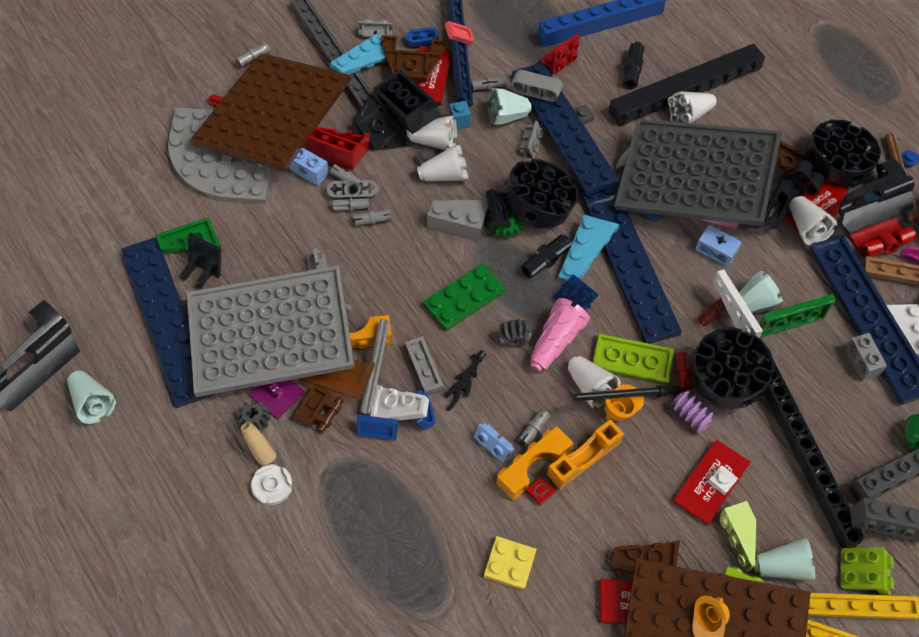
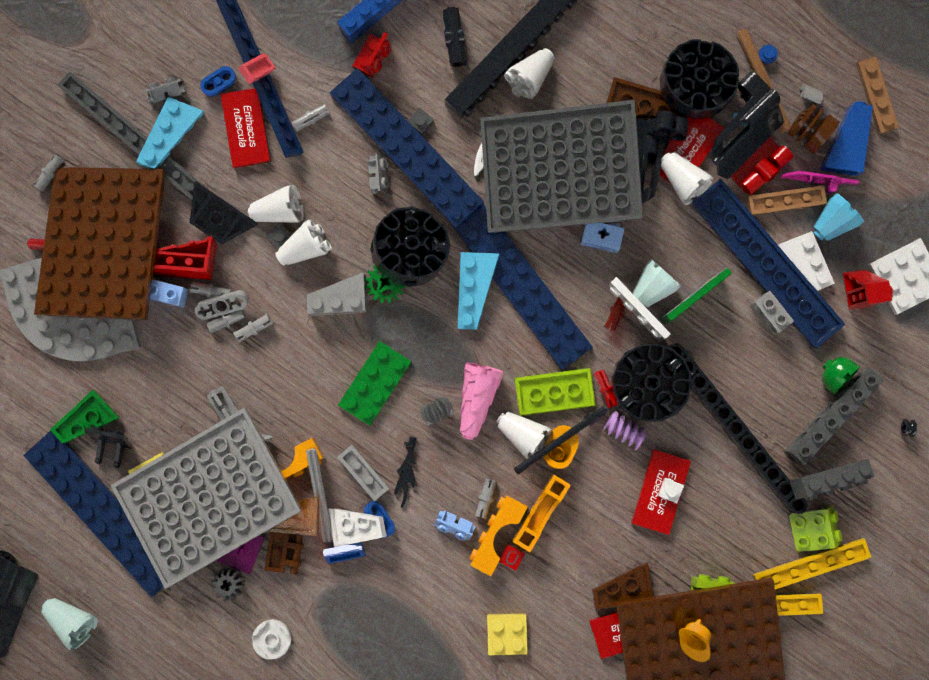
camera: 15 degrees left, 25 degrees up
(257, 444) = (245, 613): tan piece -> none
(407, 101) = (235, 184): black brick -> none
(413, 63) = (221, 127): reddish brown wing -> none
(461, 114) = (295, 172): dark azure brick -> none
(497, 208) = (374, 282): black plate -> none
(507, 106) = (340, 144): light aqua cone -> none
(536, 85) = (362, 111): light grey beam -> none
(546, 256) = (438, 310): black piece -> none
(578, 292) = (481, 344): clear blue piece -> none
(741, 527) = (699, 530): yellowish green slope -> none
(787, 562) = (745, 550): light aqua cone -> none

